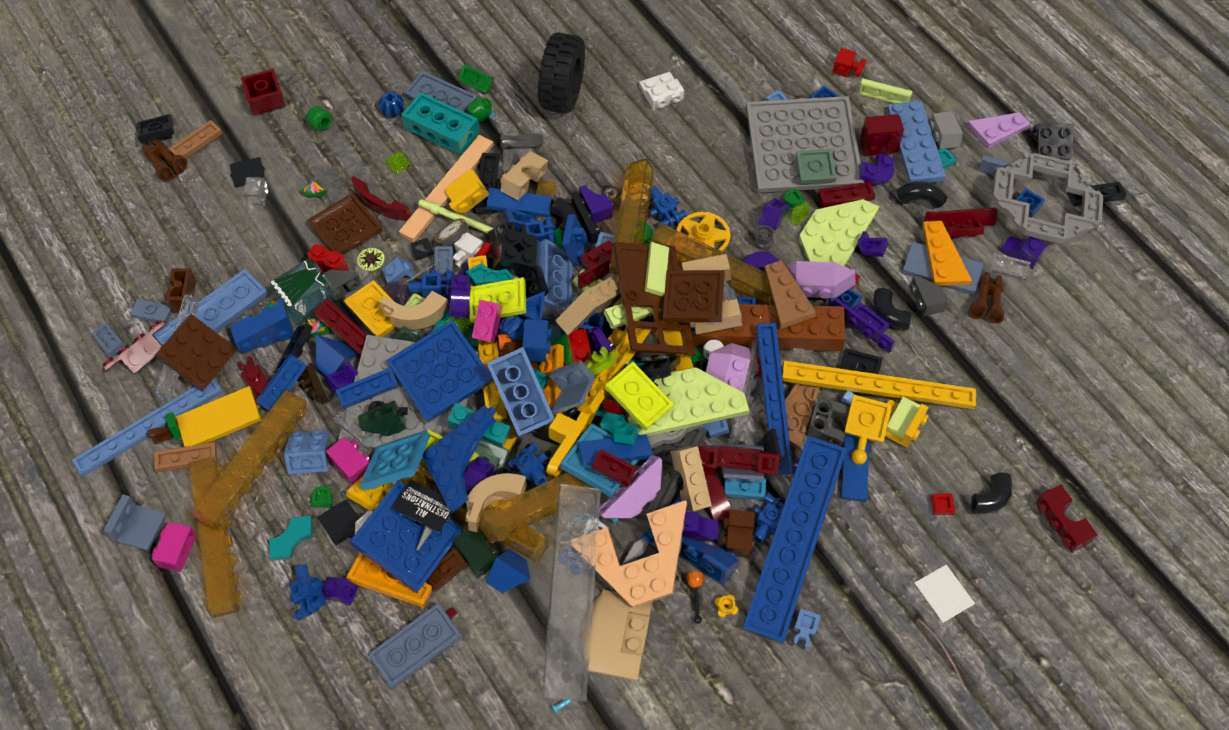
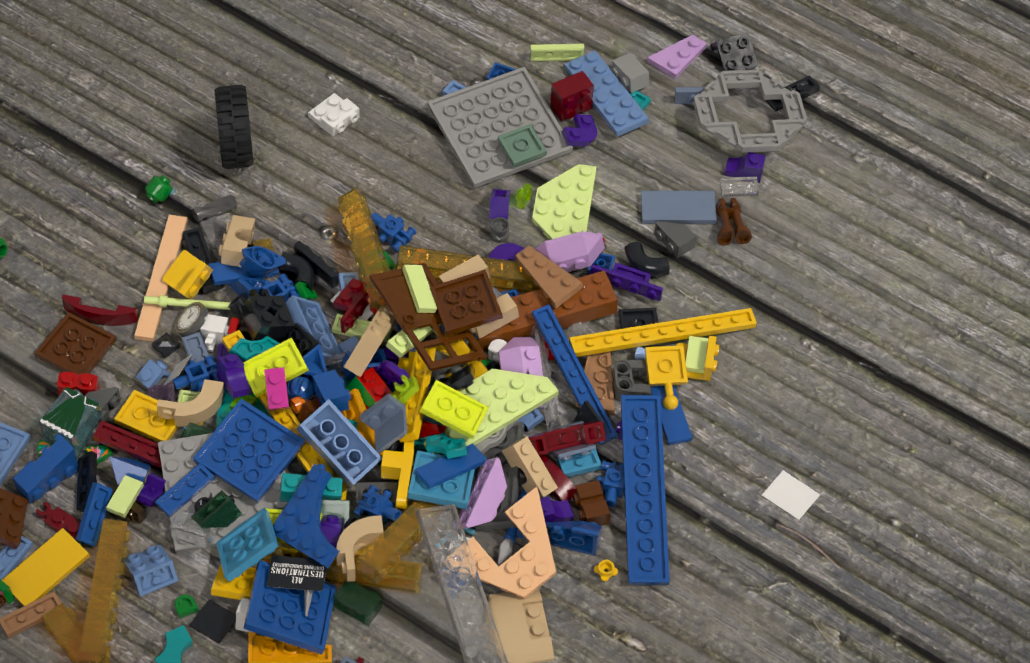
camera: 25 degrees left, 5 degrees down
(313, 189) = (23, 321): tile -> none
(313, 375) = (124, 496): none -> yellowish green tile
(348, 460) = (196, 563): dark pink brick -> none
(370, 259) = (117, 371): piece -> none
(391, 104) = (62, 210): blue piece -> none
(397, 162) = (97, 268): clear neon green plate -> none
(439, 90) = (108, 187): sand blue tile -> none
(440, 123) = (125, 214): teal brick -> none
(447, 569) = (339, 624): reddish brown plate -> none
(475, 78) = (137, 158): green plate -> none
(508, 571) = (396, 609): blue slope -> none
(533, 198) = (260, 260): none -> blue hat
(574, 239) = (319, 286): blue hinge -> none
(597, 204) = (325, 246): dark purple arch -> none
(614, 468) = (459, 480): dark red plate -> none
(695, 581) = (569, 558): hinge -> none
(705, 229) = (439, 239): yellow wheel -> none
(793, 197) = (511, 183): green tile -> none
(806, 626) = (684, 562): medium blue plate -> none
(845, 194) = (559, 164): dark red plate -> none
(846, 62) = (506, 33): red brick -> none
(872, 246) = (606, 206): dark purple bracket -> none
(922, 190) = (631, 139): black cylinder -> none
(942, 504) = (760, 419): red tile -> none
(943, 257) = (675, 196): light orange wing -> none
(964, 222) = (678, 158): dark red bracket -> none
(996, 498) = (806, 396): black cylinder -> none
(1034, 200) = (732, 115): blue piece -> none
(1072, 533) = (881, 406): dark red arch -> none

